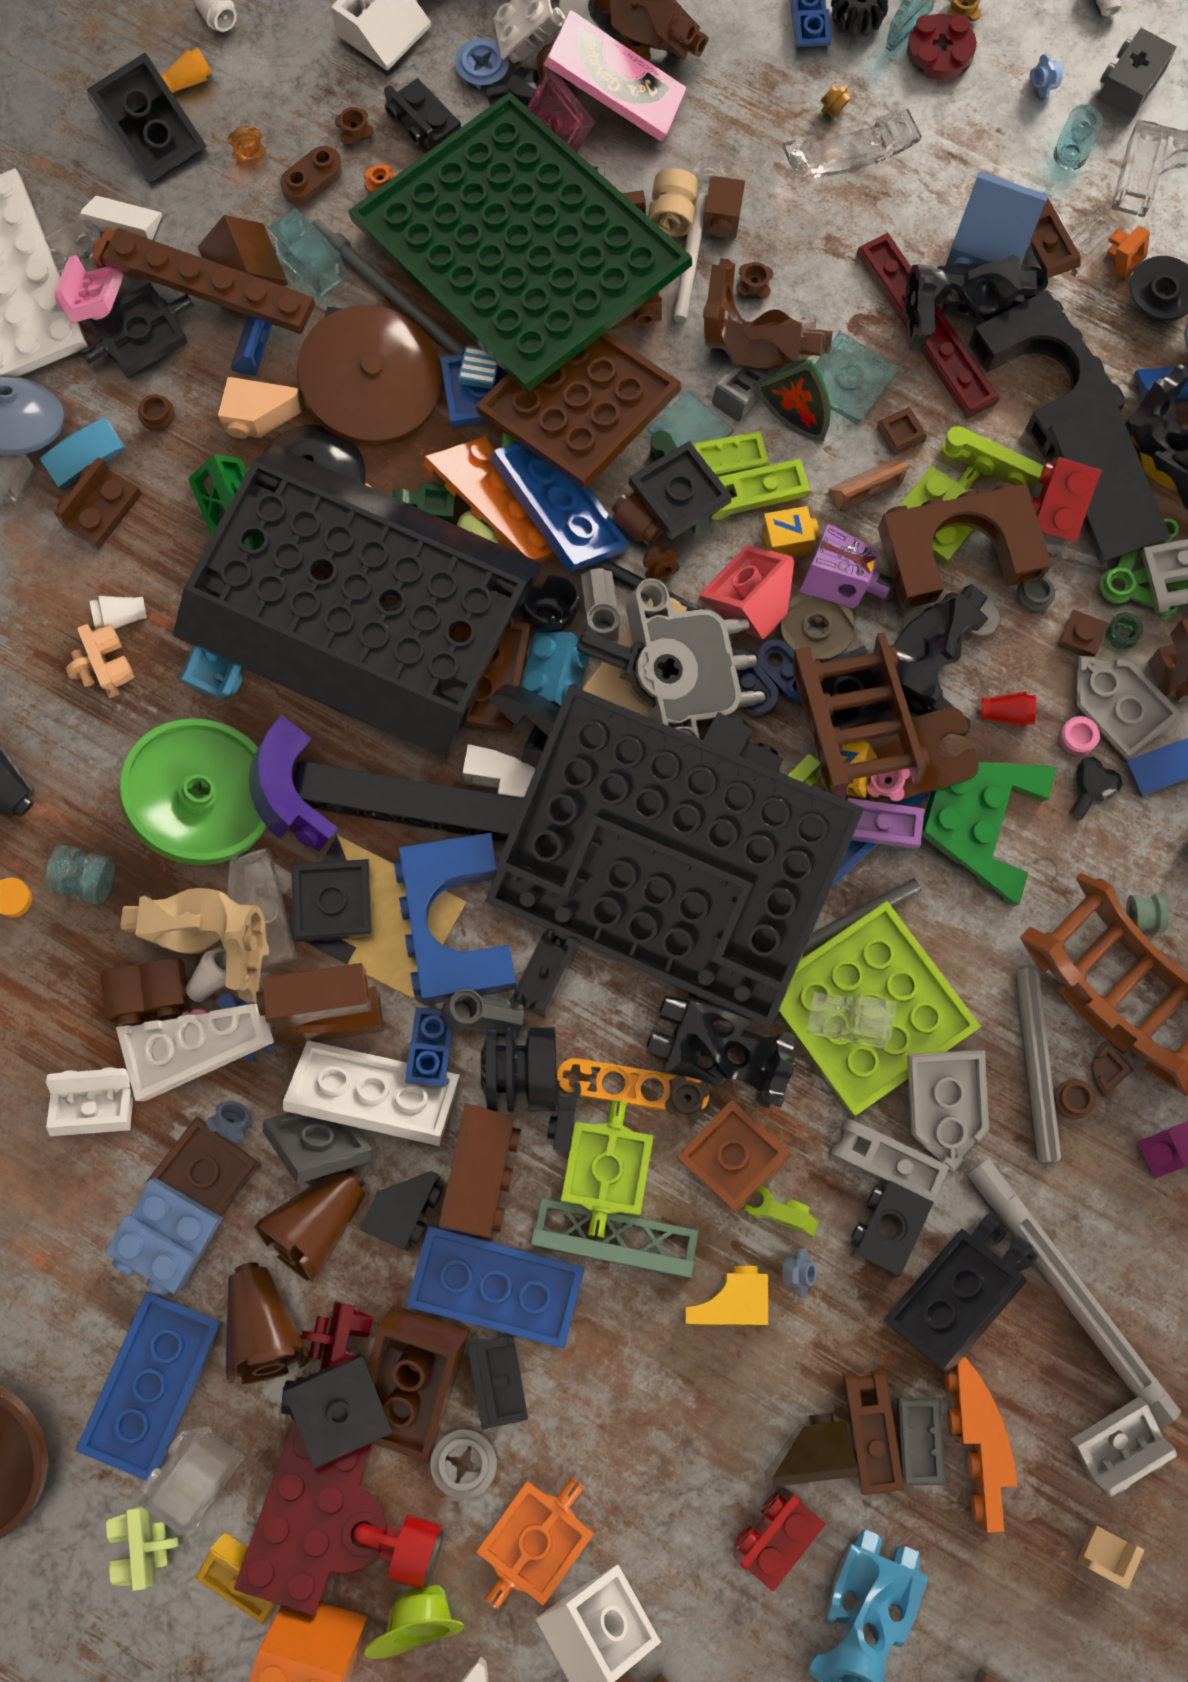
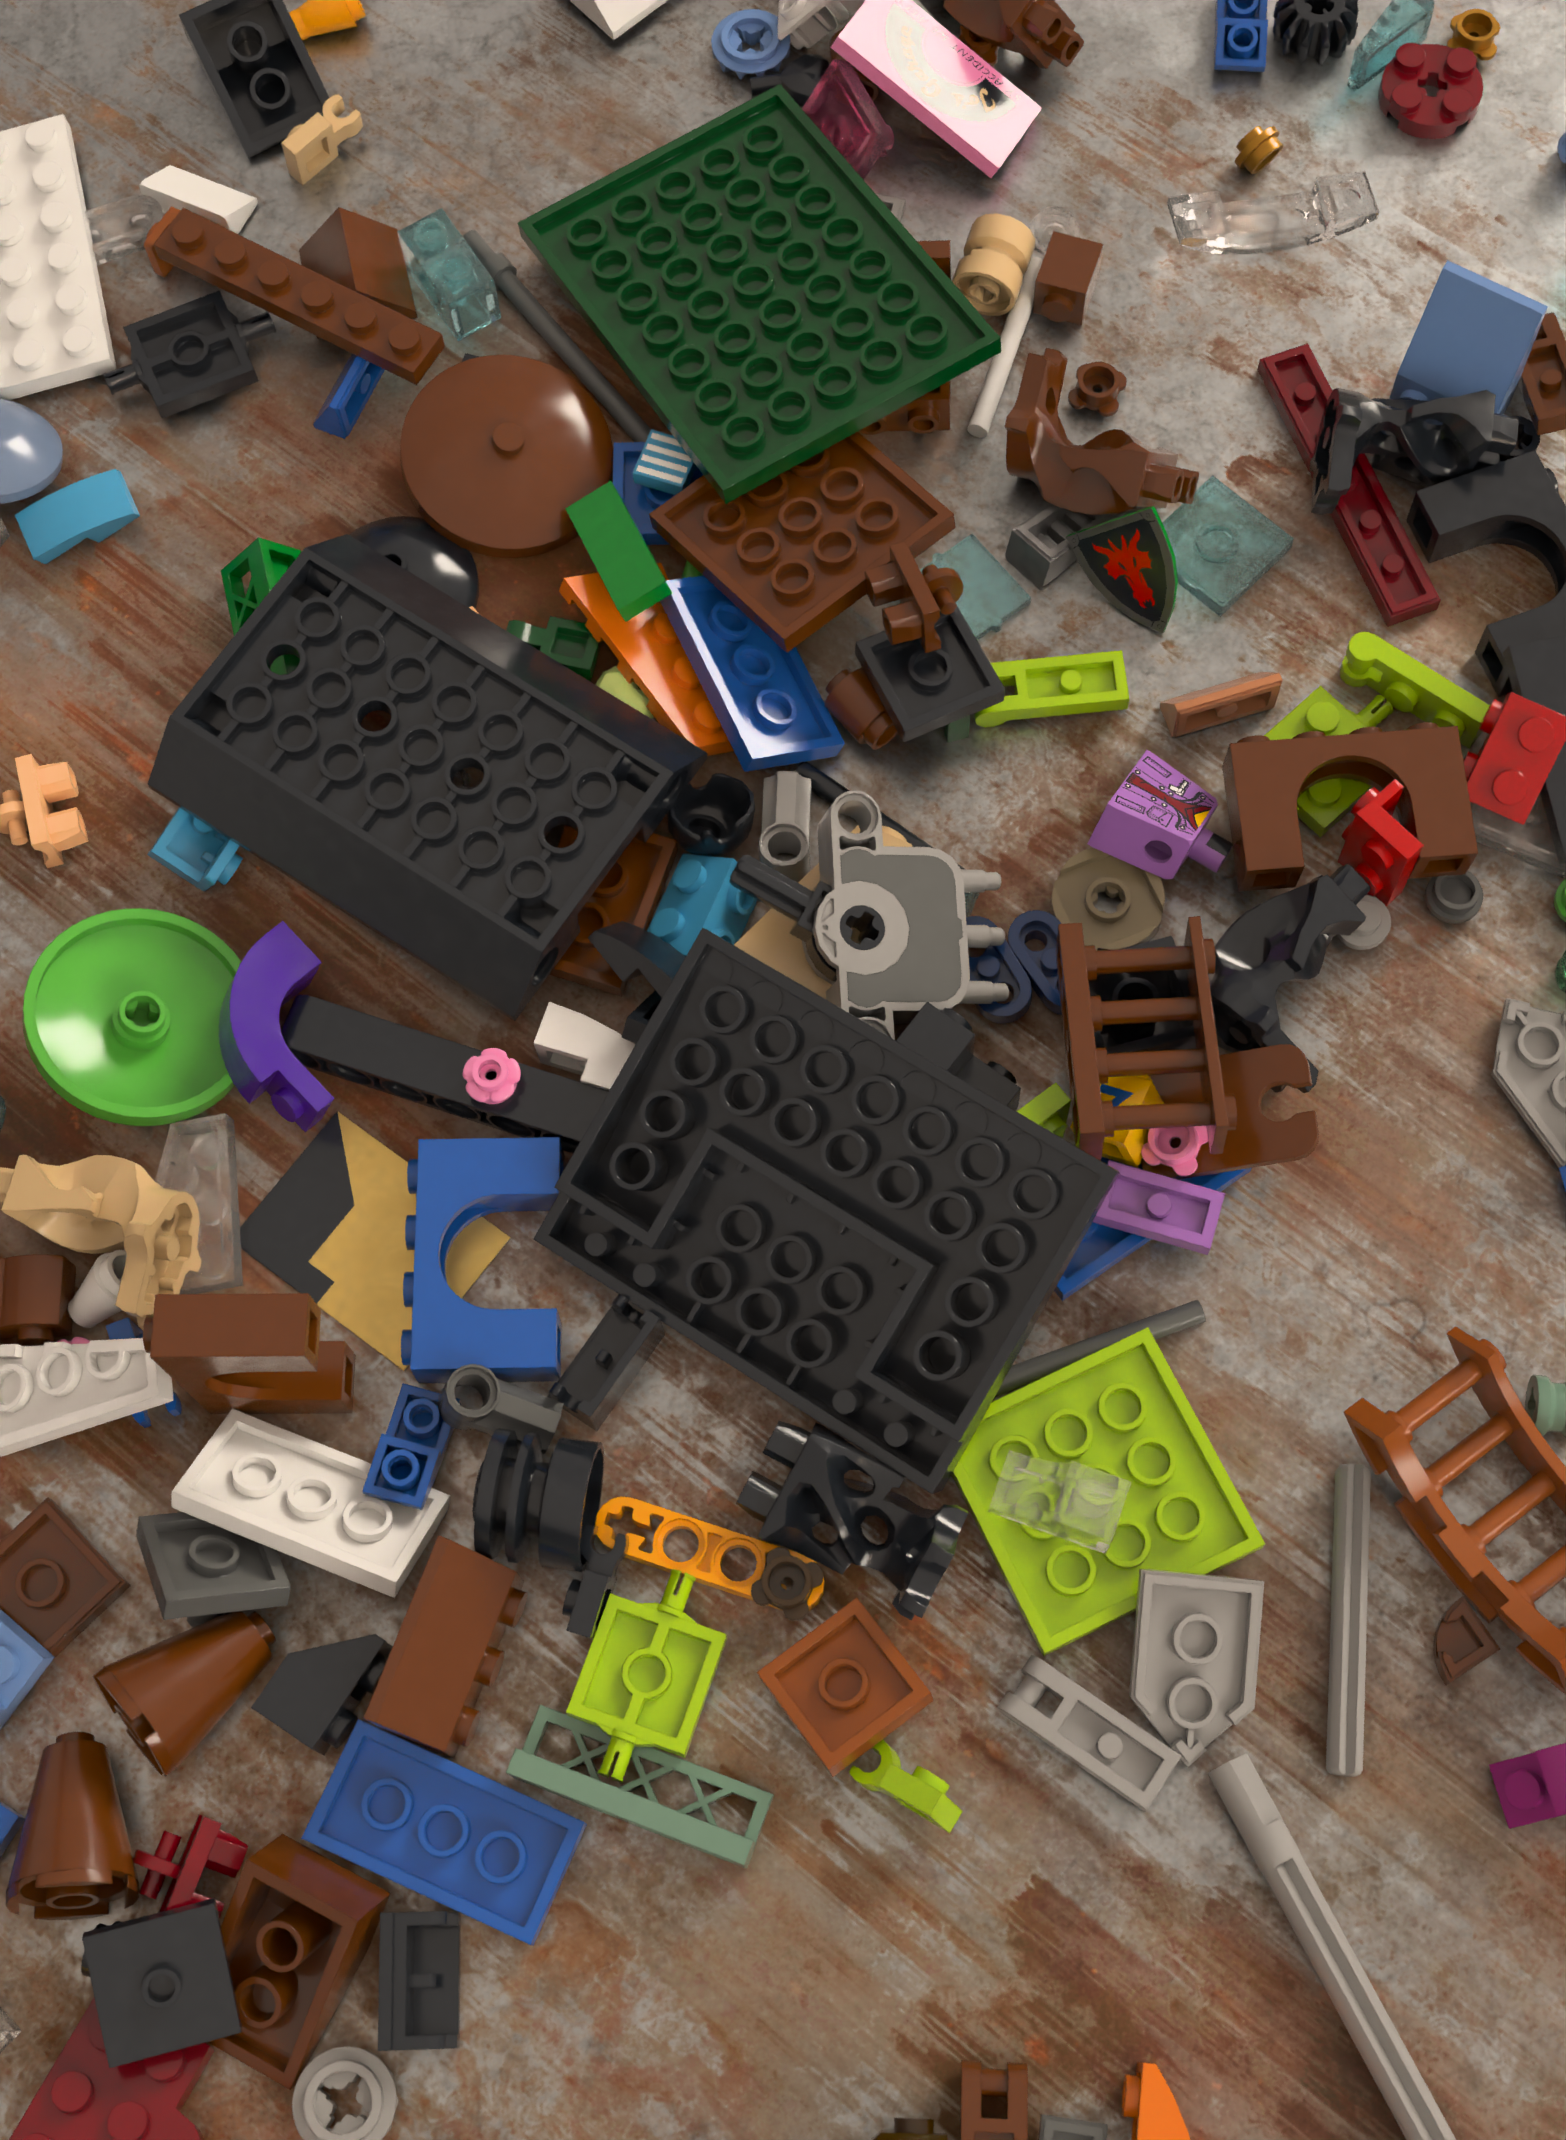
camera: 15 degrees right, 5 degrees down
(87, 293) = (125, 295): bright pink bracket -> none
(96, 504) = (82, 588): reddish brown bracket -> none
(117, 611) = (80, 743): white cone -> none
(156, 412) = (193, 471): reddish brown plate -> none
(196, 168) = (315, 142): none -> tan plate
(230, 1120) = (95, 1512): sand blue plate -> none
(246, 136) = (391, 105): clear orange plate -> none
(256, 407) = (336, 481): light nougat slope -> none
(314, 175) = (485, 170): reddish brown plate -> none
(331, 900) = (308, 1205): black plate -> none
(353, 117) = (551, 108): reddish brown plate -> none
(372, 173) = (566, 179): orange plate -> none
(421, 114) = (648, 101): black bracket -> none
(443, 808) = (494, 1090): none -> bright pink plate
(459, 433) = (618, 551): none -> green tile
(660, 562) = (887, 776): reddish brown plate -> none
(668, 438) = (920, 596): none -> reddish brown hips
(734, 453) = (1022, 631): lime plate -> none
(739, 1301) = (812, 1918): yellow arch -> none
(754, 589) = (1020, 833): coral slope -> none
(790, 532) = (1087, 758): yellow brick -> none
(799, 1272) = (917, 1886): sand blue plate -> none
(901, 431) = (1284, 632): reddish brown tile -> none
(909, 1213) = (1104, 1815): black brick -> none
(961, 1294) = (1167, 1961): black tile -> none
(969, 815) = (1295, 1215): green wing -> none
(986, 566) = (1379, 844): none -> red bracket
(1011, 709) = (1387, 1064): red cone -> none
(1074, 1099) = (1399, 1681): reddish brown plate -> none
(1079, 736) = (1490, 1120): bright pink tile -> none
(1082, 634) = (1518, 966): reddish brown plate -> none
(1094, 785) = (1501, 1198): black rock -> none

